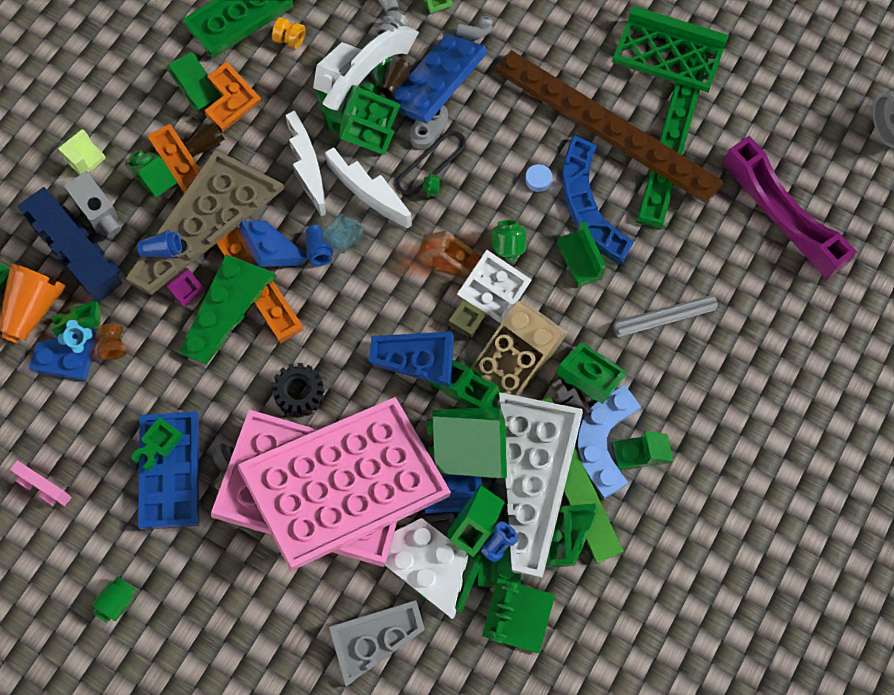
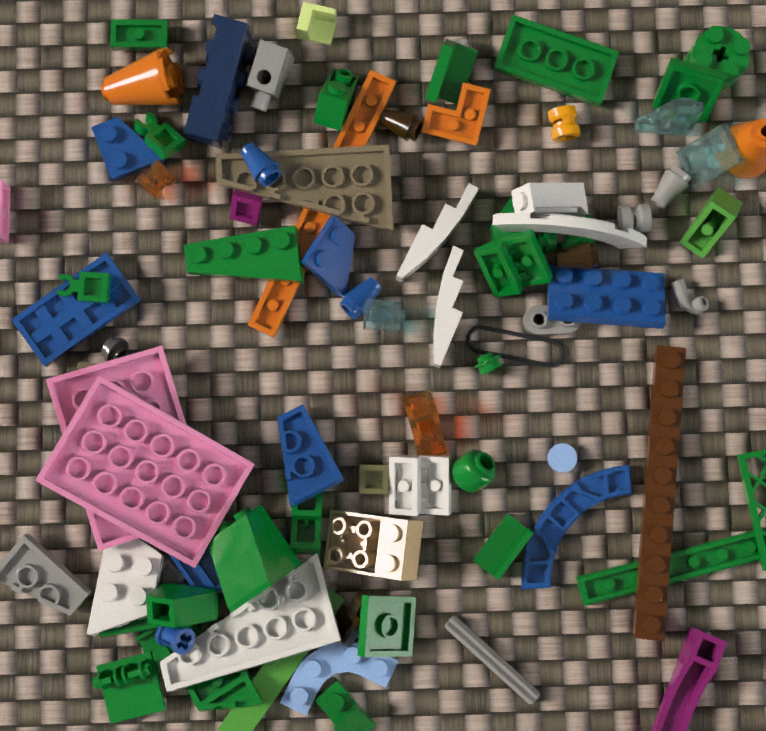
camera: 60 degrees right, 15 degrees up
(74, 328) = (131, 150): medium azure plate -> none
(294, 374) = (196, 367): black tyre -> none

